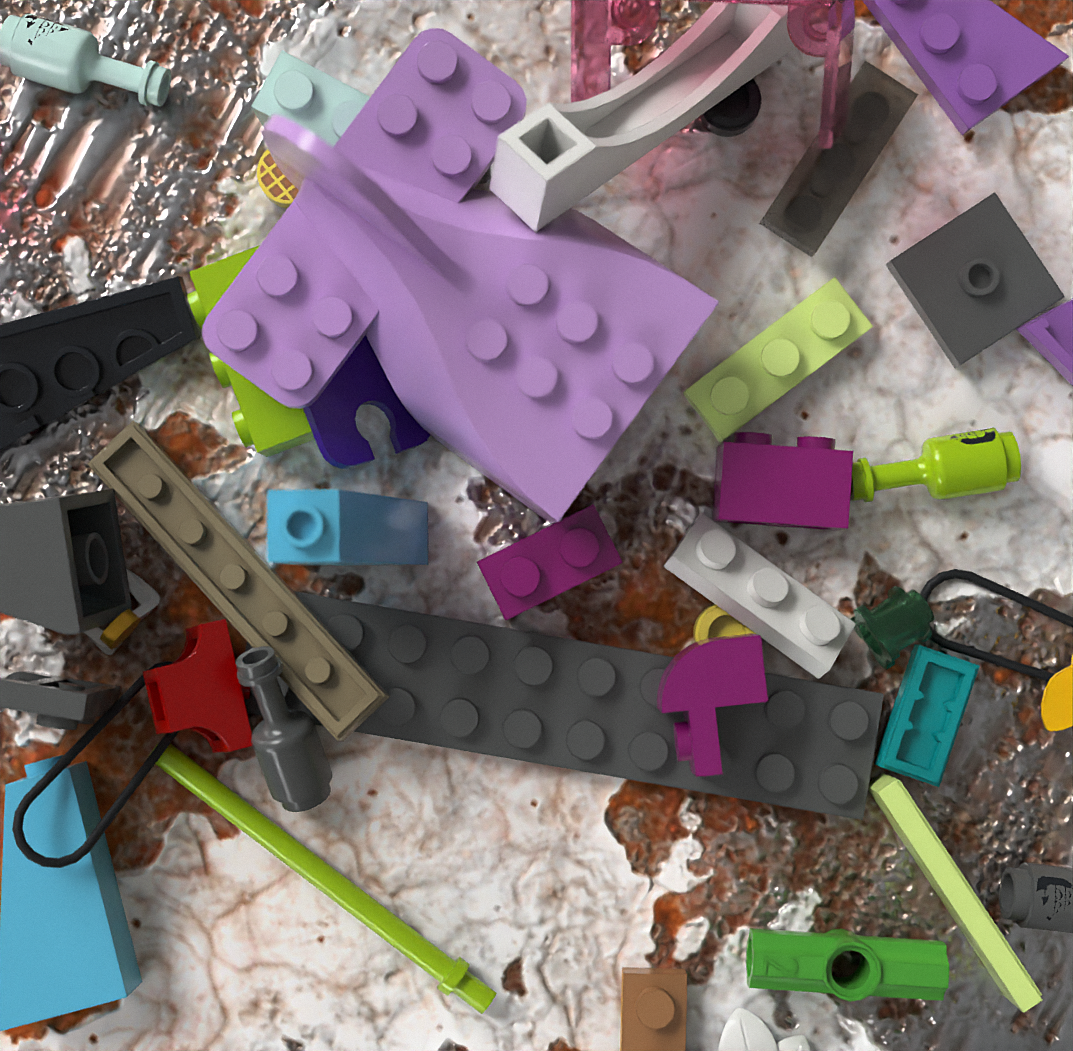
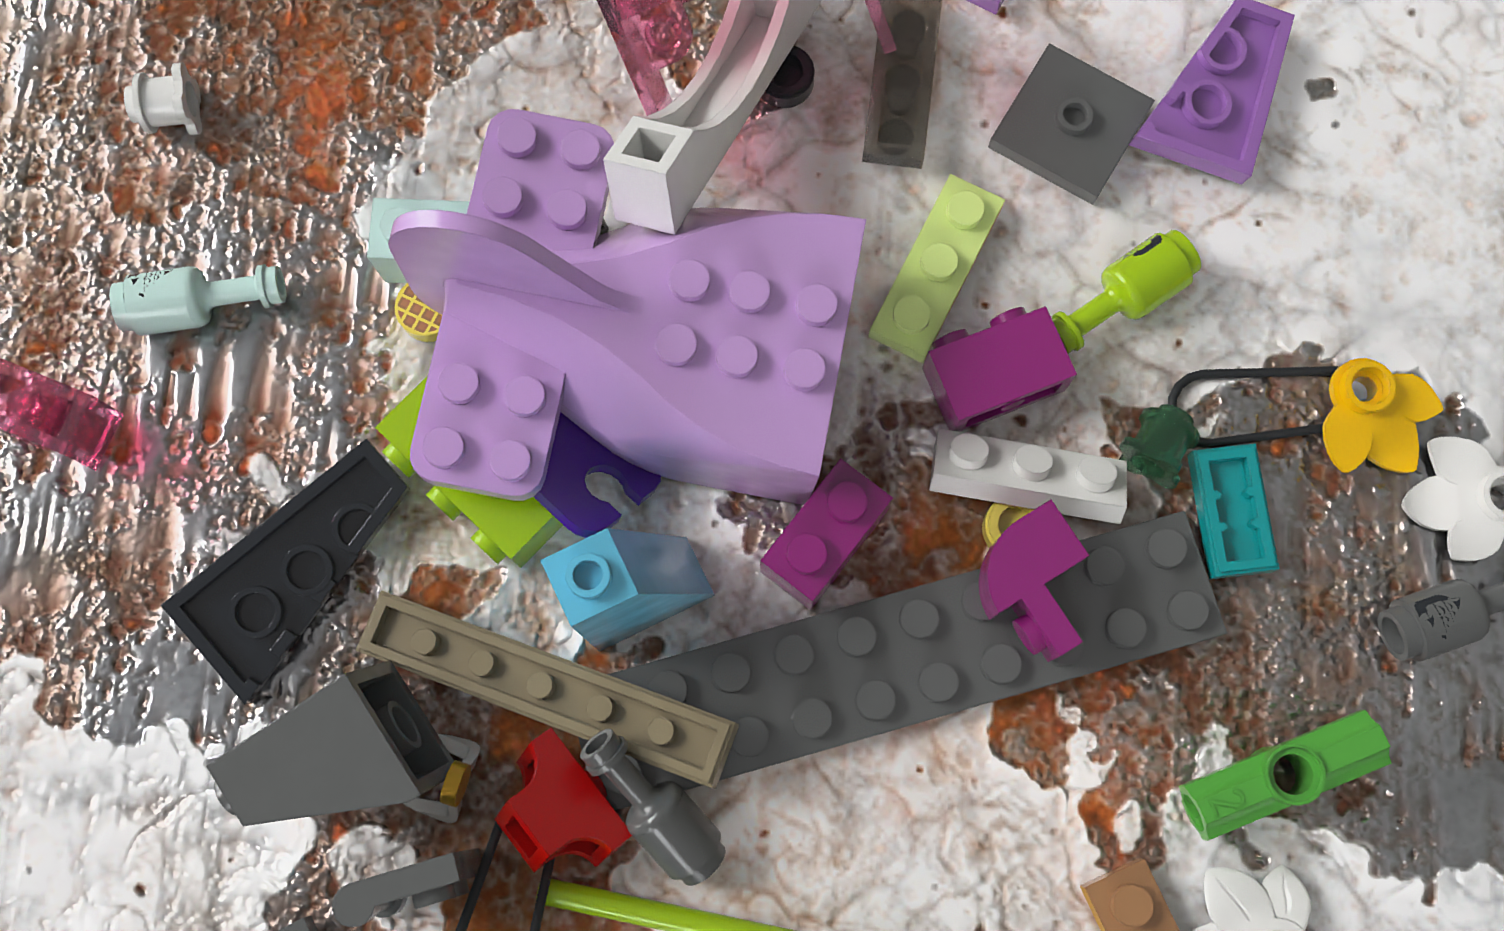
camera: 20 degrees left, 10 degrees down
(954, 891) = (1346, 658): yellowish green tile -> none

